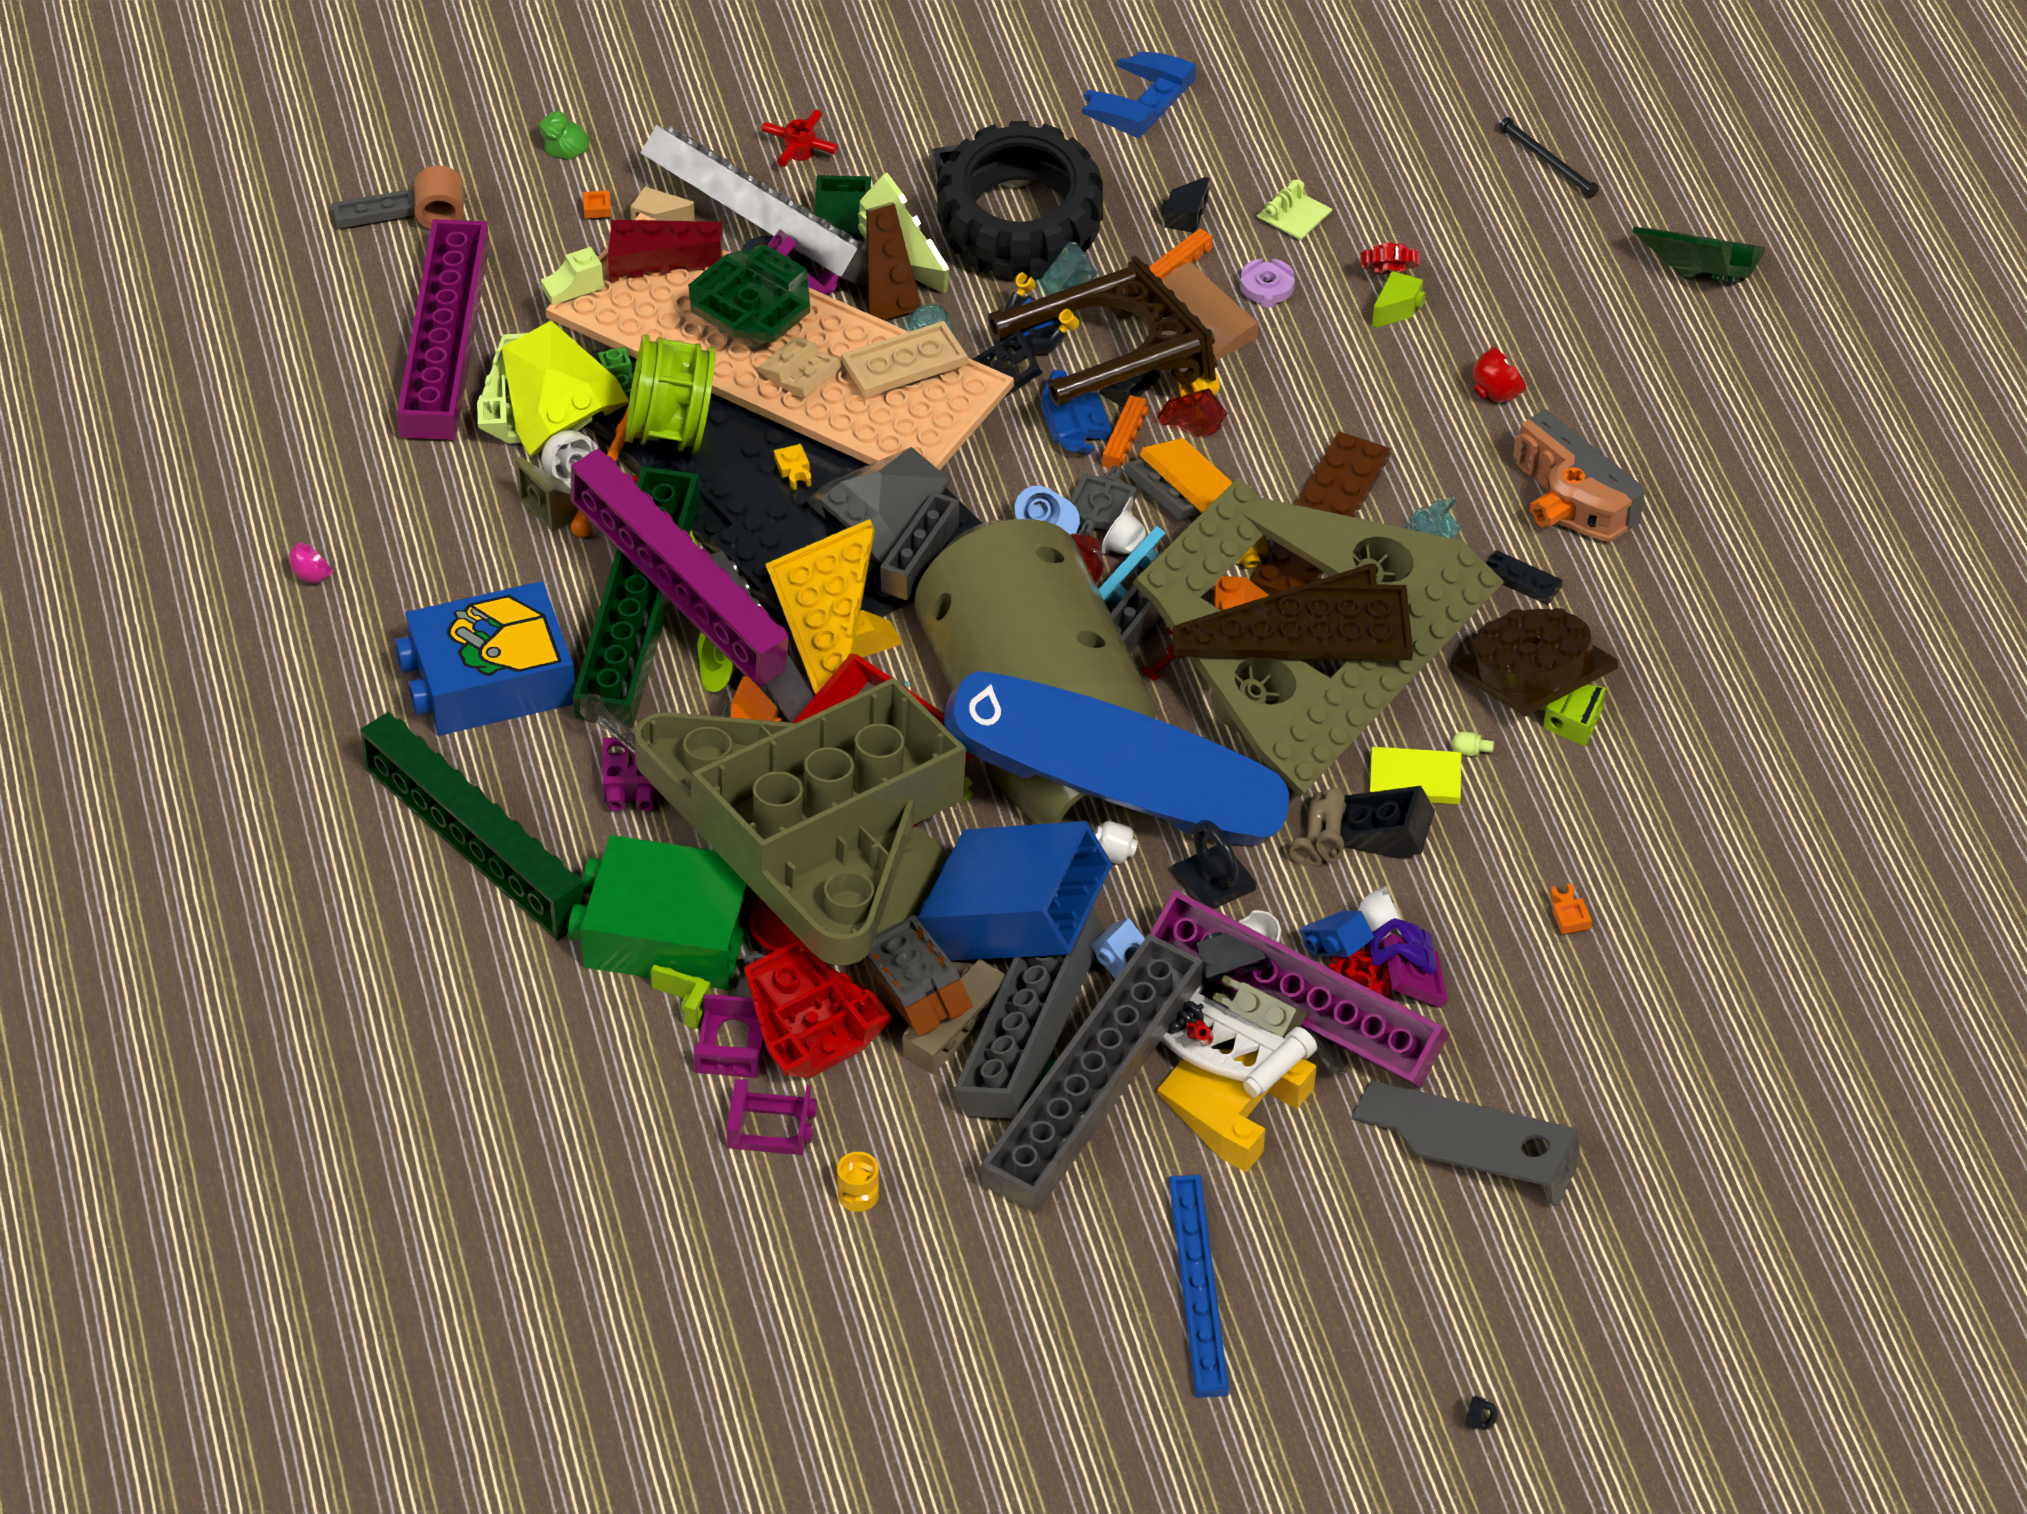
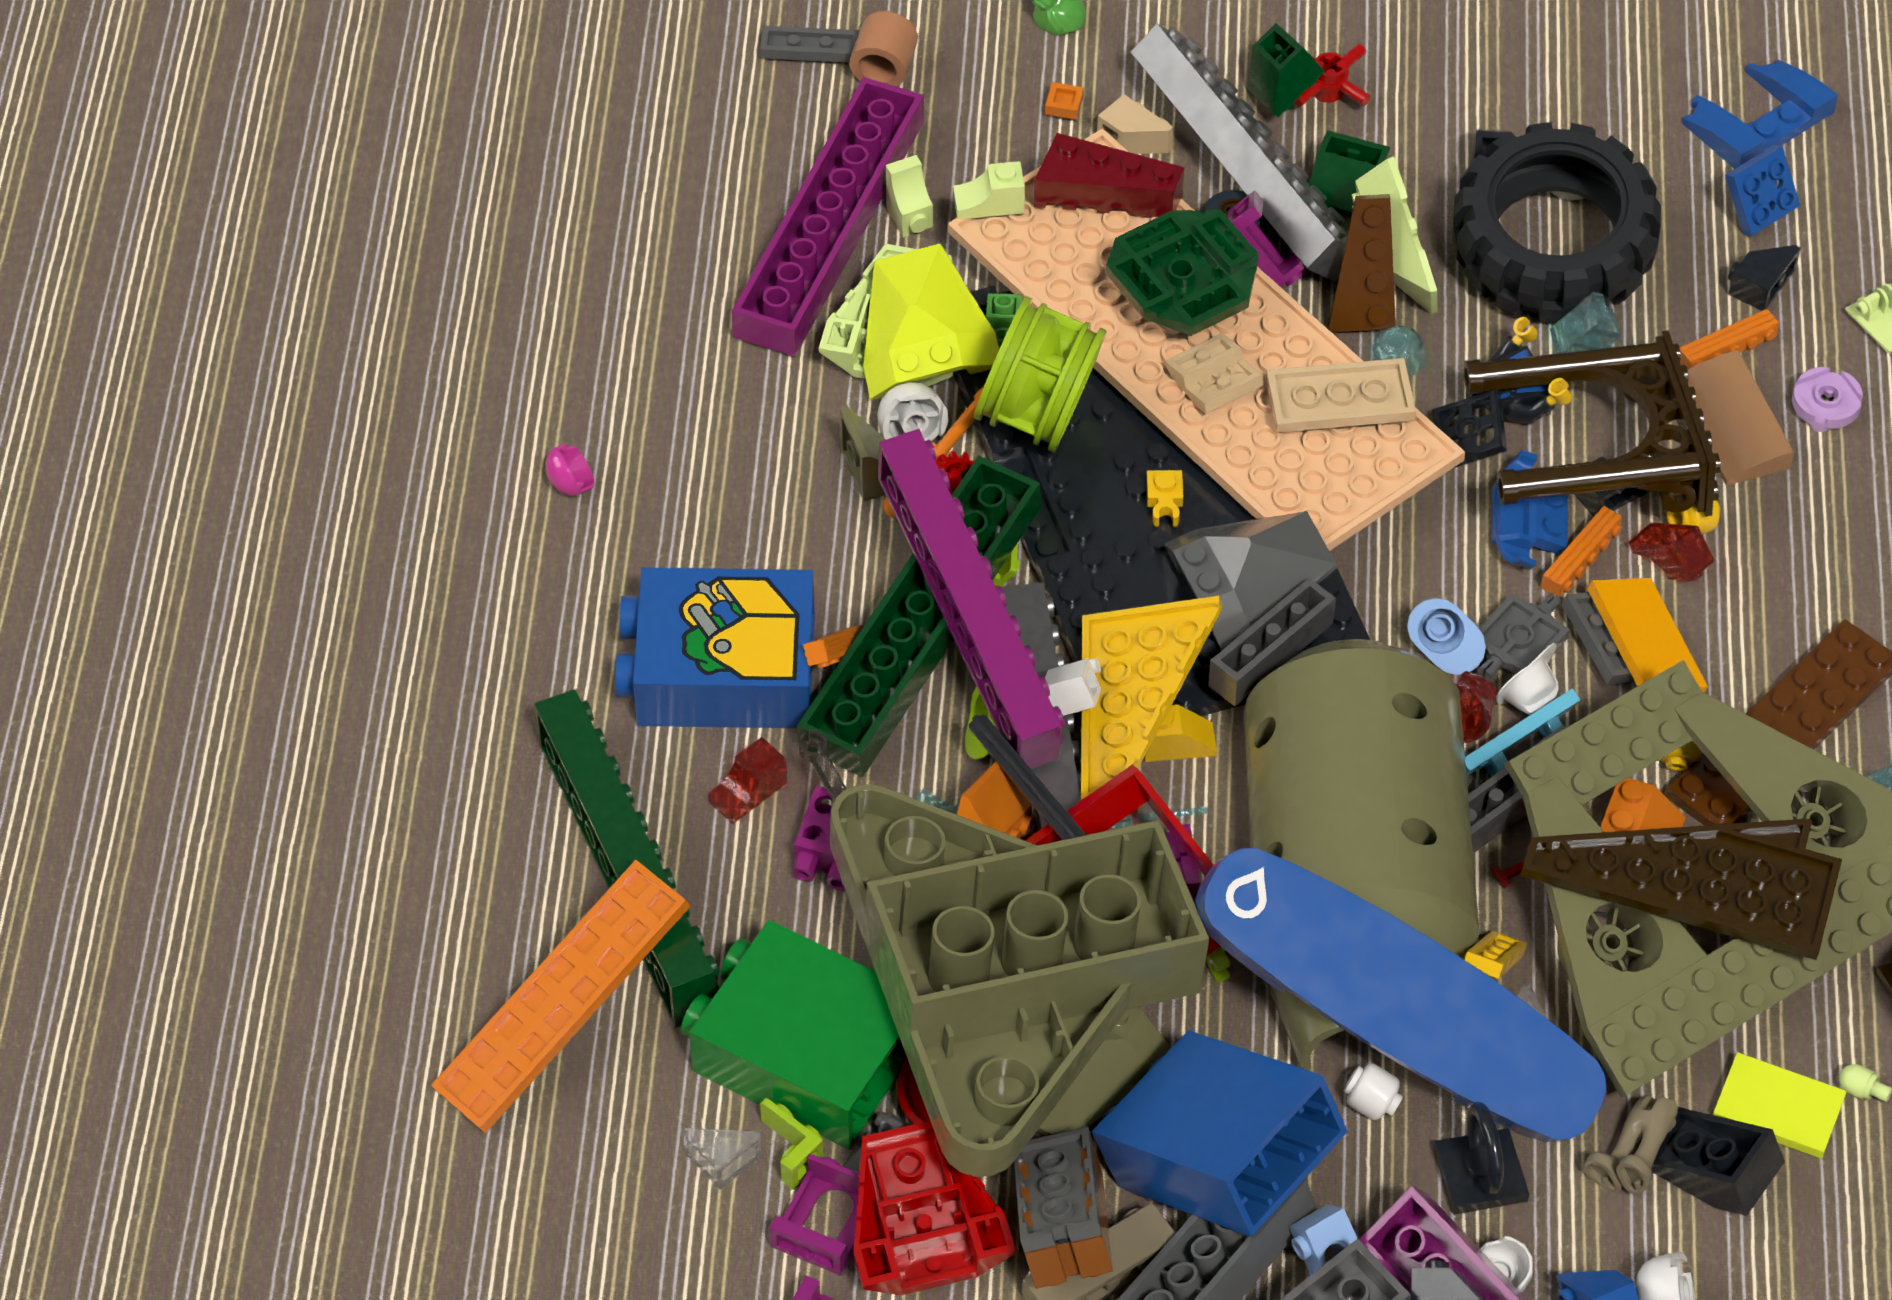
camera: 20 degrees right, 5 degrees up
(465, 933) = (560, 996): none -> orange plate
(501, 300) = (908, 197): none -> yellowish green arch
(548, 748) = (752, 779): none -> clear red arch
(578, 634) = (831, 647): none -> orange piece
(631, 1015) = (722, 1153): none -> clear slope
(763, 140) = (1281, 70): none -> dark green slope
(767, 683) = (1024, 778): none -> black axle
(784, 609) = (1074, 685): none -> white brick
(1159, 144) = (1753, 193): none -> blue plate
(1174, 718) = (1496, 954): none -> yellow plate

